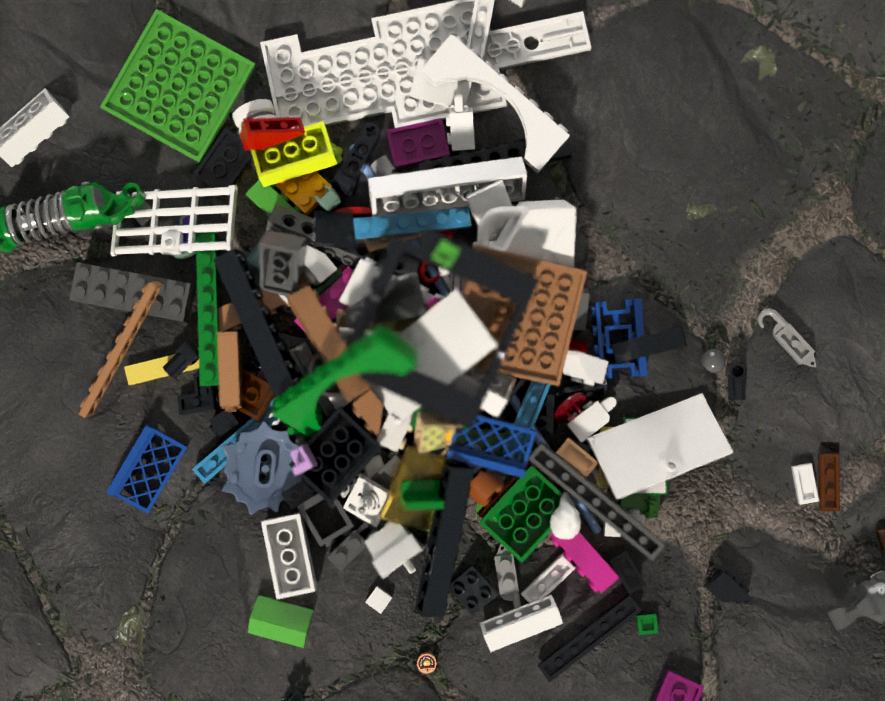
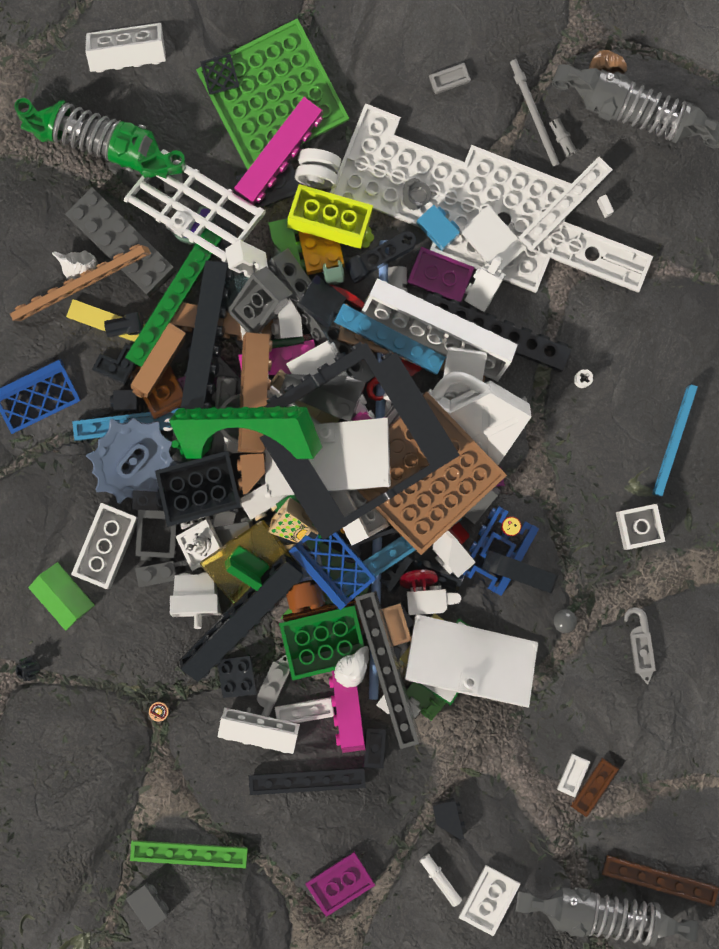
camera: 35 degrees right, 0 degrees up
(105, 335) = (76, 263): none -> white hair
(111, 88) = (216, 61): none -> black window
(214, 128) = (278, 151): none -> dark pink brick
(245, 235) = (245, 258): none -> white brick
(267, 132) = (322, 186): red slope -> none
(303, 459) = (169, 474): lavender panel -> none
(343, 85) = (411, 203): none -> dark grey piece
(378, 599) = (154, 632): white tile -> none
(390, 103) = (438, 227): none -> dark azure brick
(445, 253) = (396, 383): bright green plate -> none
(458, 63) = (516, 230): white arch -> none
(598, 148) = (589, 379): none -> white bush
(617, 311) = (511, 526): none -> light yellow tile
(647, 623) = (363, 802): green tile -> none
(702, 151) = (674, 440): none -> dark azure tile
(723, 240) = (640, 526): none -> white brick
(737, 383) = (571, 653): black piece -> none
(746, 641) = (440, 879): none -> white axle
(806, 634) = (489, 900): none -> white plate

